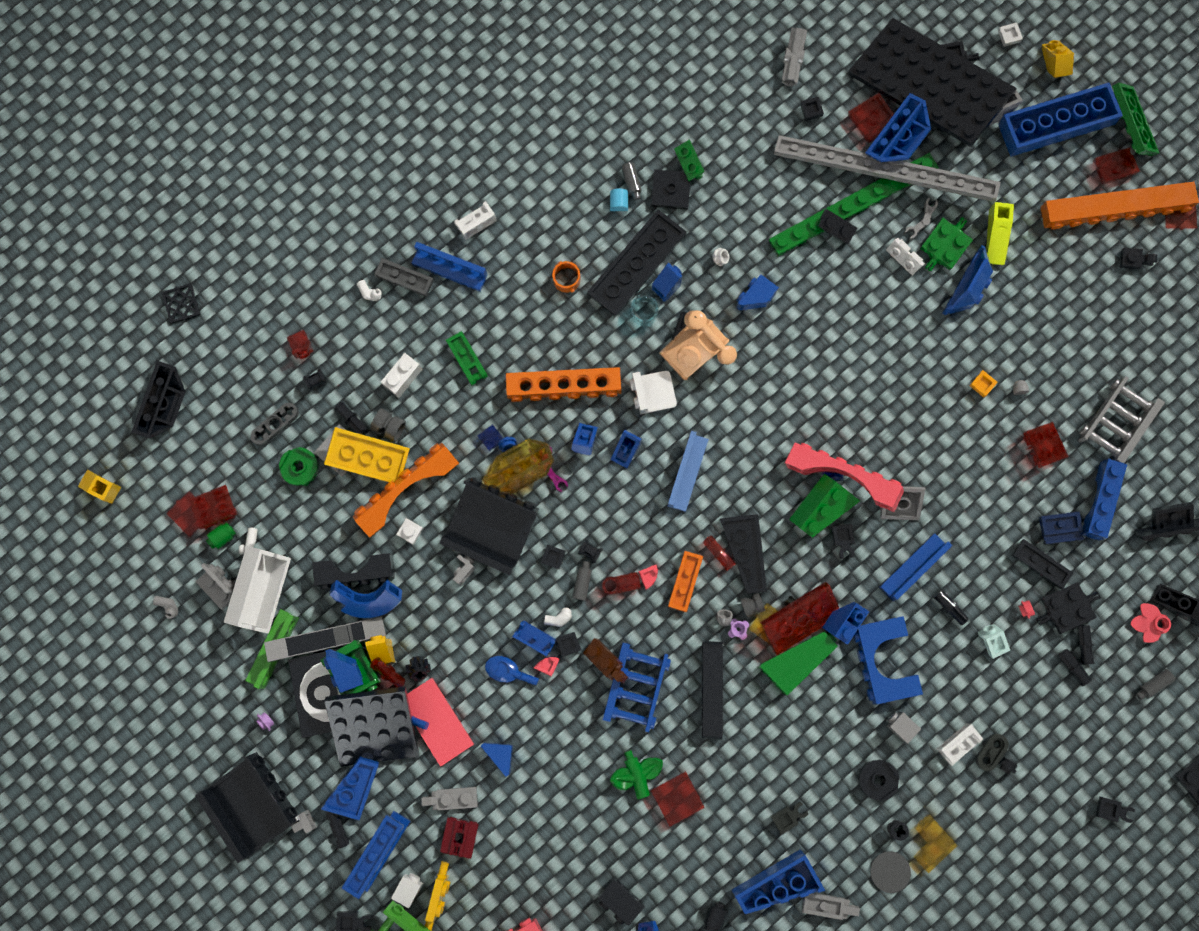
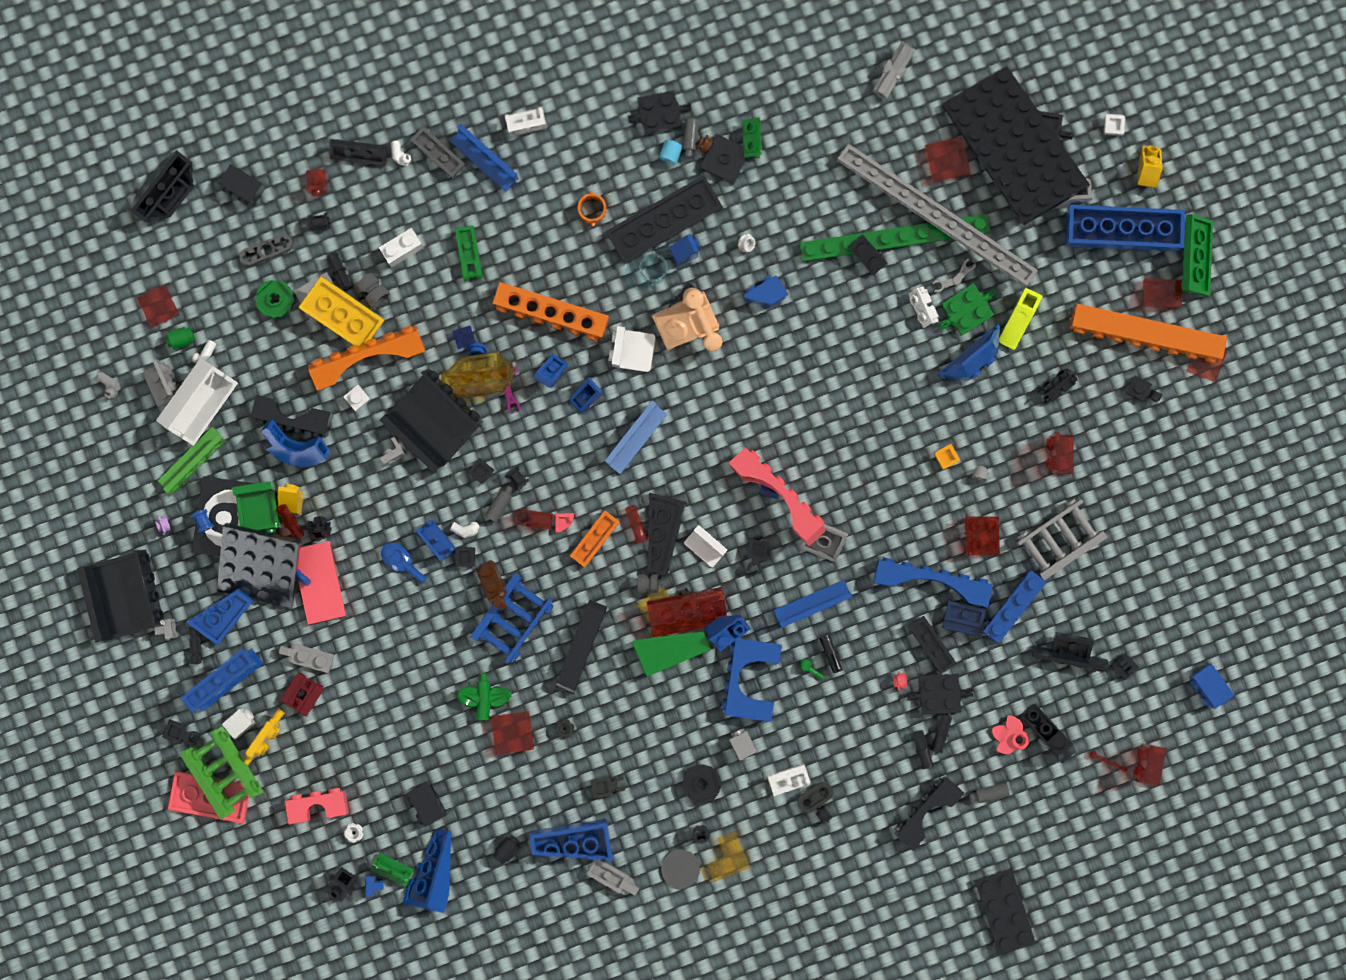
camera: 20 degrees right, 5 degrees up
(99, 487) = (82, 250): yellow slope -> none
(193, 300) = (204, 99): black window -> none
(213, 507) = (182, 308): clear red hinge -> none
(230, 372) = (242, 185): none -> black brick
(302, 703) = (202, 521): none -> blue bush
(323, 639) = (242, 469): tile -> none
(329, 303) = (358, 152): none -> black plate
(344, 670) = (251, 505): blue slope -> none
(501, 755) = (366, 634): blue slope -> none
(547, 665) = (439, 569): coral tile -> none
(595, 169) = (659, 112): none -> black plate
(647, 182) = (704, 144): none -> reddish brown plate
(724, 617) = (618, 585): light grey hinge -> none
(726, 770) = (564, 733): none -> pearl dark grey plate
(743, 629) = (632, 600): lavender plate -> none
(792, 549) = (705, 546): none -> white panel
(811, 108) = (891, 128): black plate -> none
(823, 506) = (748, 516): green wedge -> none
(902, 132) = (964, 186): blue wedge -> none
(931, 627) = (806, 664): none -> green hand
(994, 640) = (858, 698): light aqua bracket -> none
(1059, 500) = (972, 592): none -> blue arch
(1060, 275) = (1064, 379): none -> black hinge
(1085, 342) = (1060, 454): none -> clear red bracket
(1097, 748) = (911, 830): none -> black arch
(1112, 810) = (902, 887): black plate -> none

